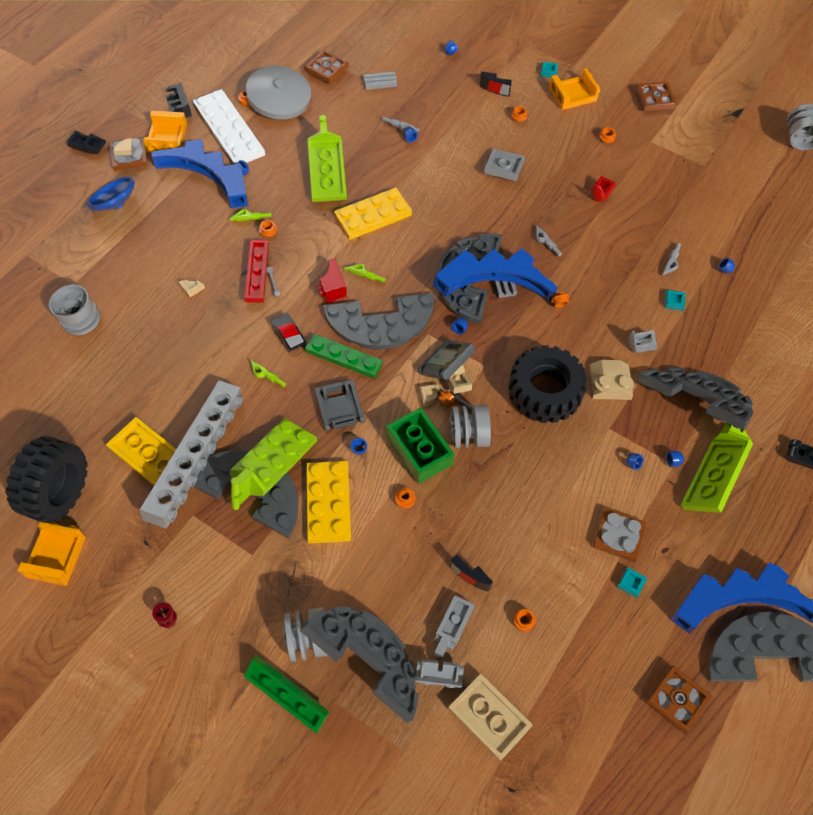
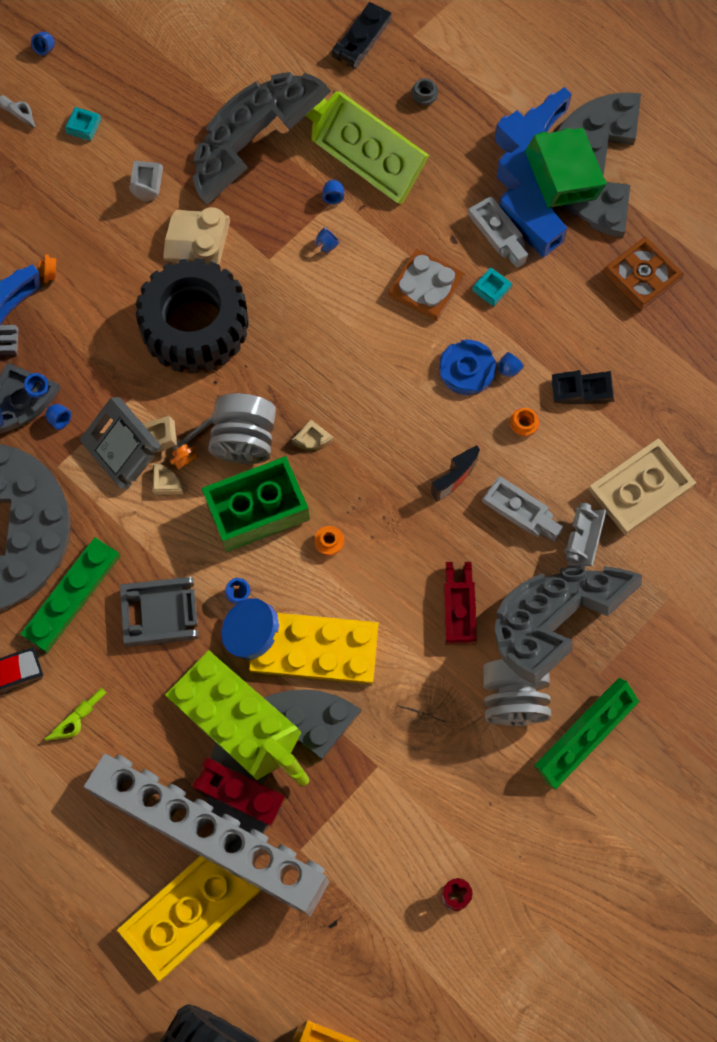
camera: 80 degrees left, 10 degrees up
(219, 473) = (239, 792): none -> dark red plate
(333, 457) = (249, 628): none -> blue tile
(371, 590) = (459, 607): none -> dark red hinge
(475, 303) = (31, 382): none -> blue hinge
(480, 476) = (312, 437): none -> tan tile
(560, 573) = (467, 367): none -> blue tile
(564, 662) = (582, 389): none -> black slope
(568, 602) = (510, 365): none -> blue hinge
(681, 579) = (499, 230): none -> light grey hinge
(748, 617) = (565, 167): none -> green brick
(787, 506) = (424, 86): none -> dark grey plate

